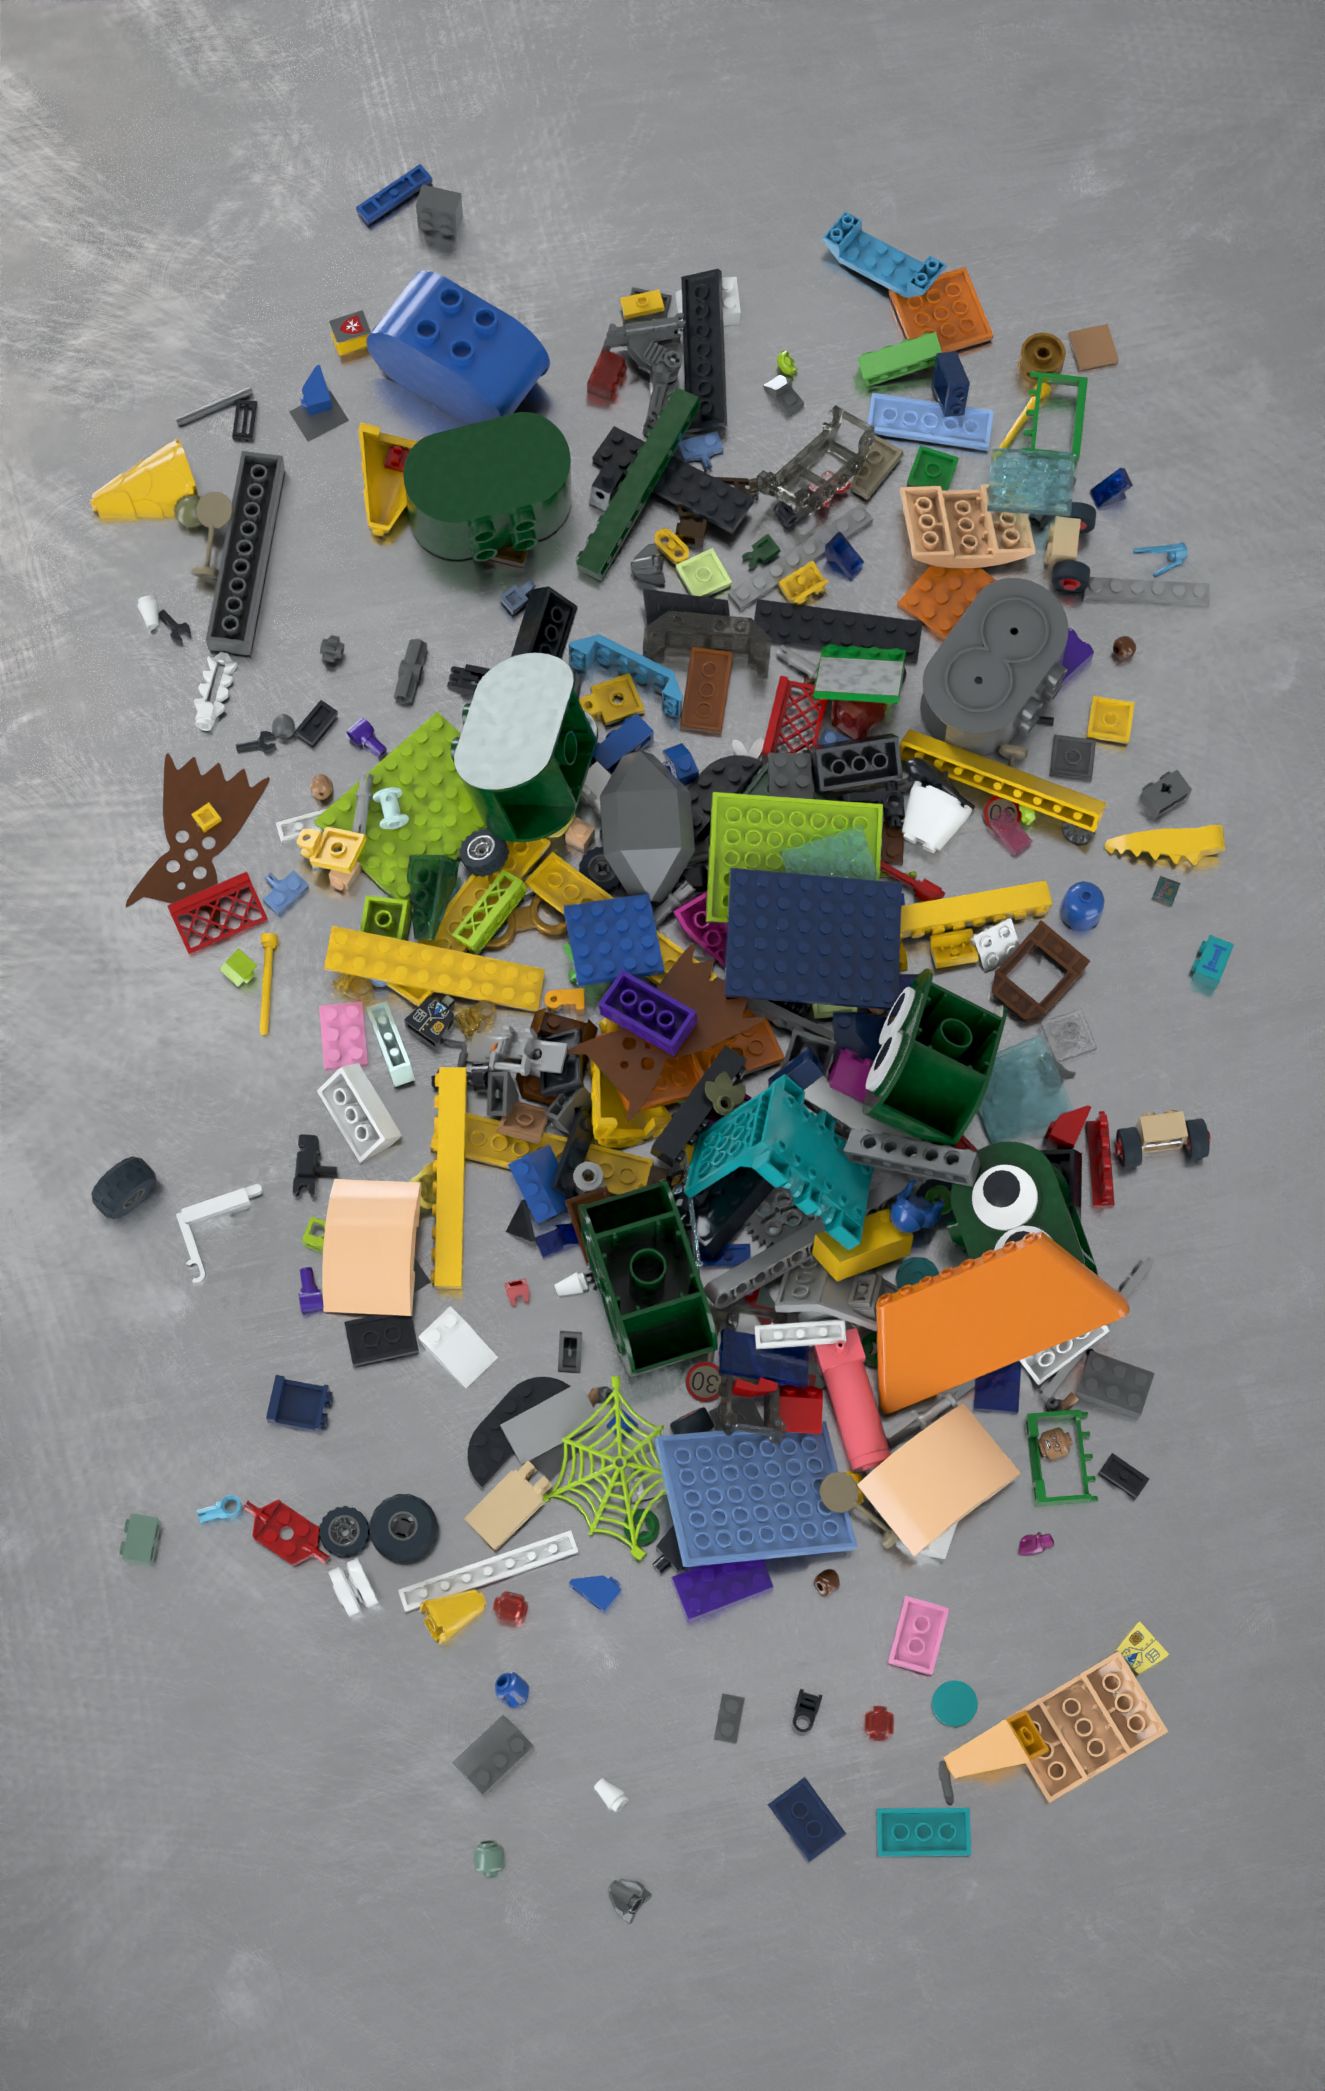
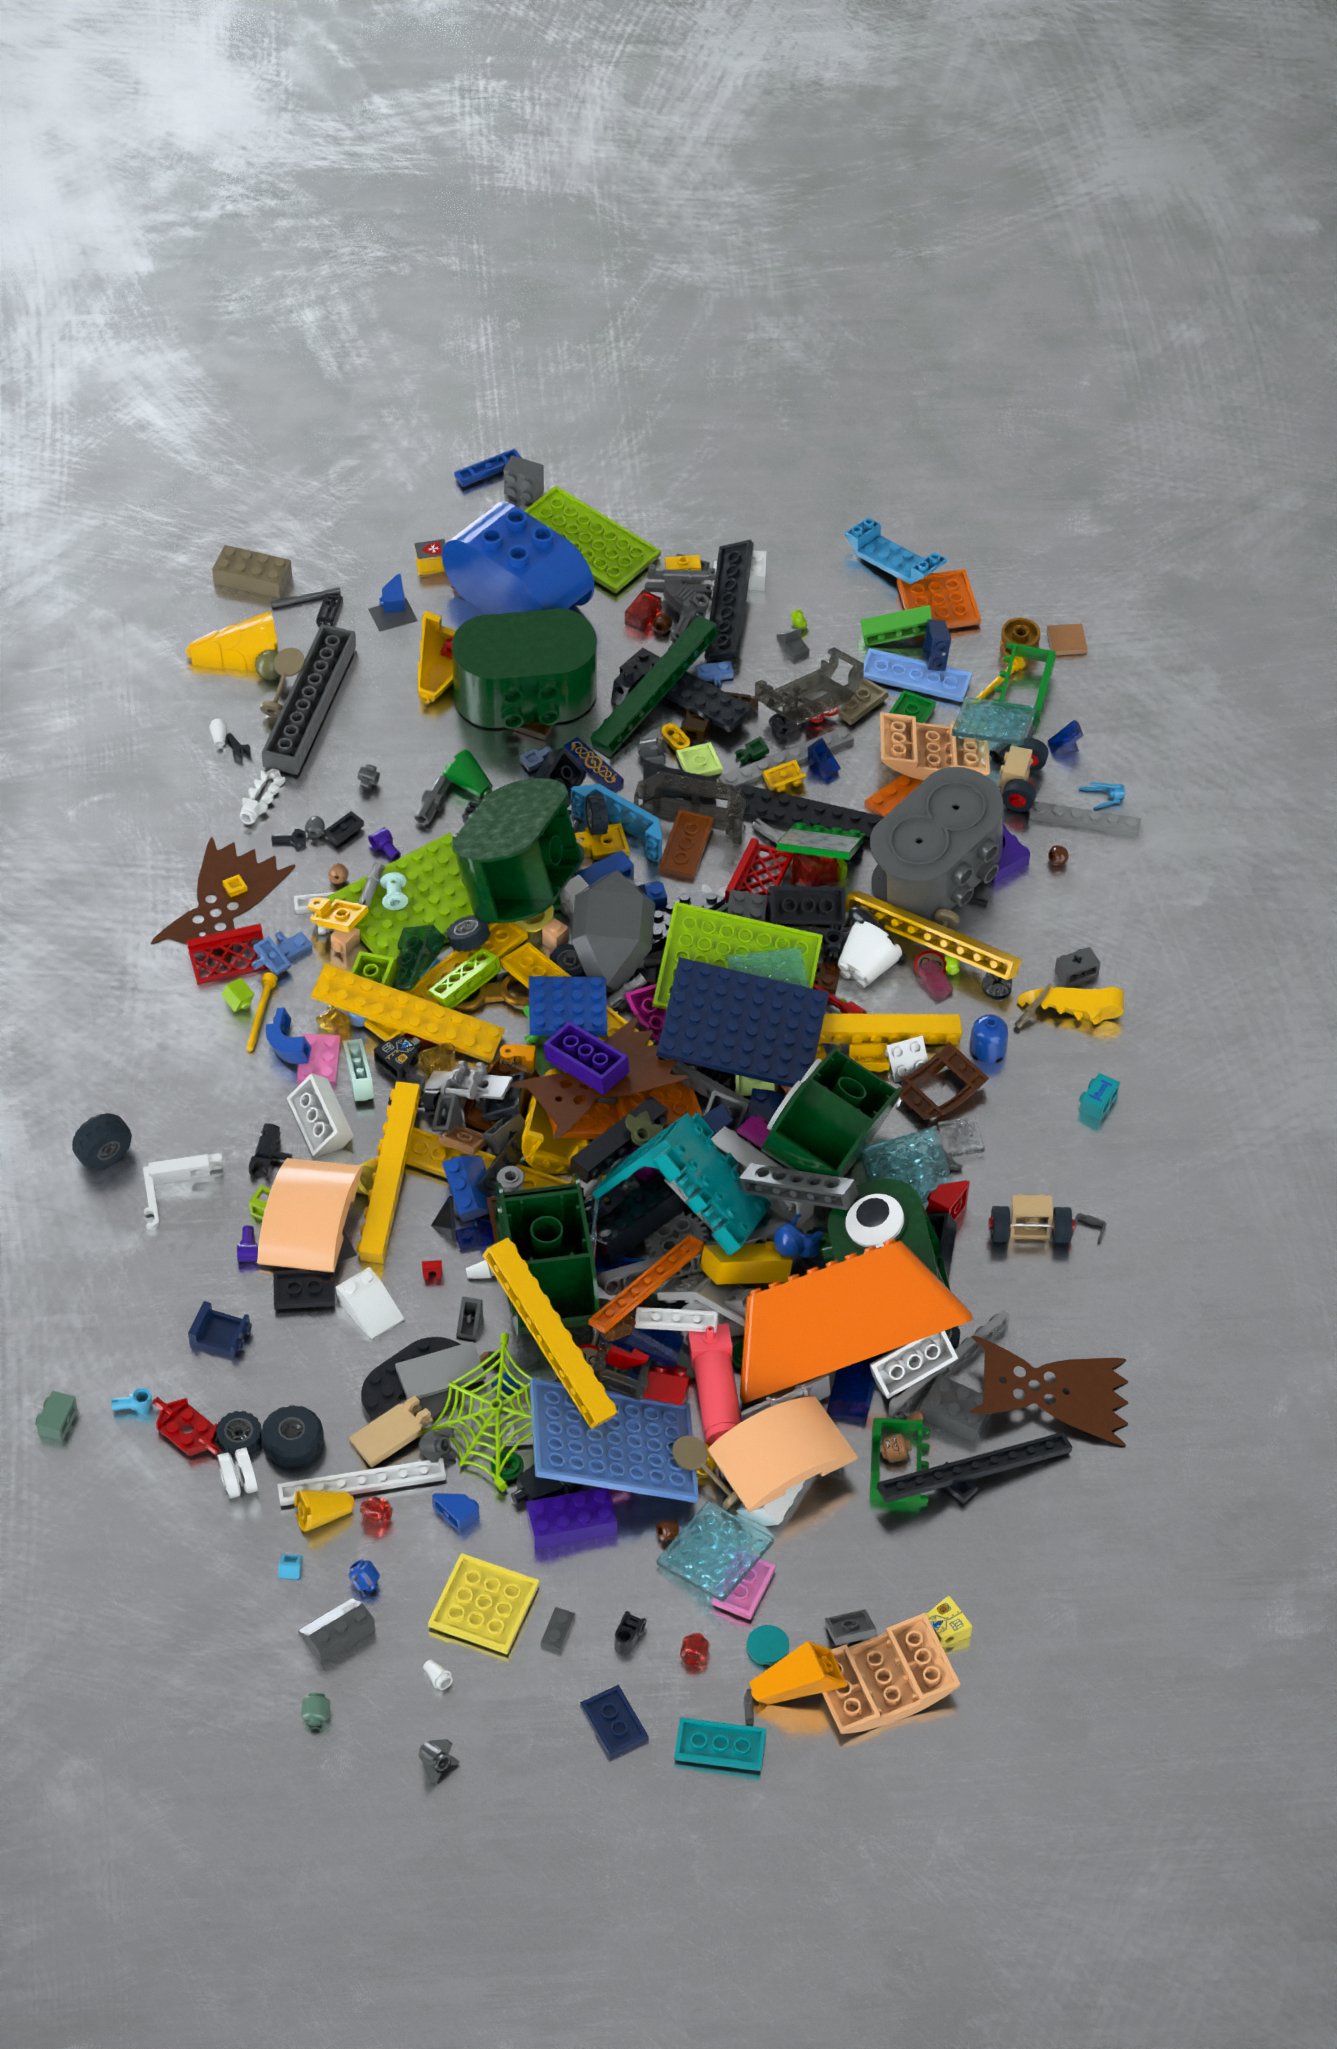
camera: 10 degrees right, 20 degrees down
(146, 381) = (252, 571): none -> dark tan brick
(265, 911) = (270, 956): none -> medium blue plate
(292, 1017) = (290, 1049): none -> blue arch
(429, 1684) = (290, 1566): none -> medium azure slope
(447, 633) = (468, 774): none -> green cone
(525, 281) = (608, 548): none -> lime plate
(560, 1516) = (437, 1444): none -> dark grey brick
(584, 594) = (593, 764): none -> clear blue tile
(603, 674) = (596, 814): none -> black wheel
(631, 389) = (662, 623): none -> reddish brown piece
(645, 1701) = (484, 1603): none -> light yellow plate
(672, 1393) = (550, 1333): none -> yellow brick
(736, 1353) = (620, 1330): none -> clear orange beam
(761, 1296) = (646, 1283): none -> orange tile
(883, 1603) = (715, 1551): none -> clear light blue plate
(1035, 1543) = (865, 1525): magenta piece -> none
(1040, 1673) = (850, 1627): none -> dark grey plate
(1072, 757) = (1000, 931): dark grey tile -> none
(1100, 1162) = (973, 1236): red fence -> none
(1110, 719) = (1037, 907): yellow plate -> none
(1121, 861) = (1030, 1010): none -> dark tan piece
(1144, 1459) = (974, 1467): none -> black plate
(1166, 889) = (1067, 1039): clear smoke tile -> none
(1226, 1122) = (1092, 1220): none -> dark grey piece
(1244, 1324) = (1088, 1380): none -> reddish brown piece

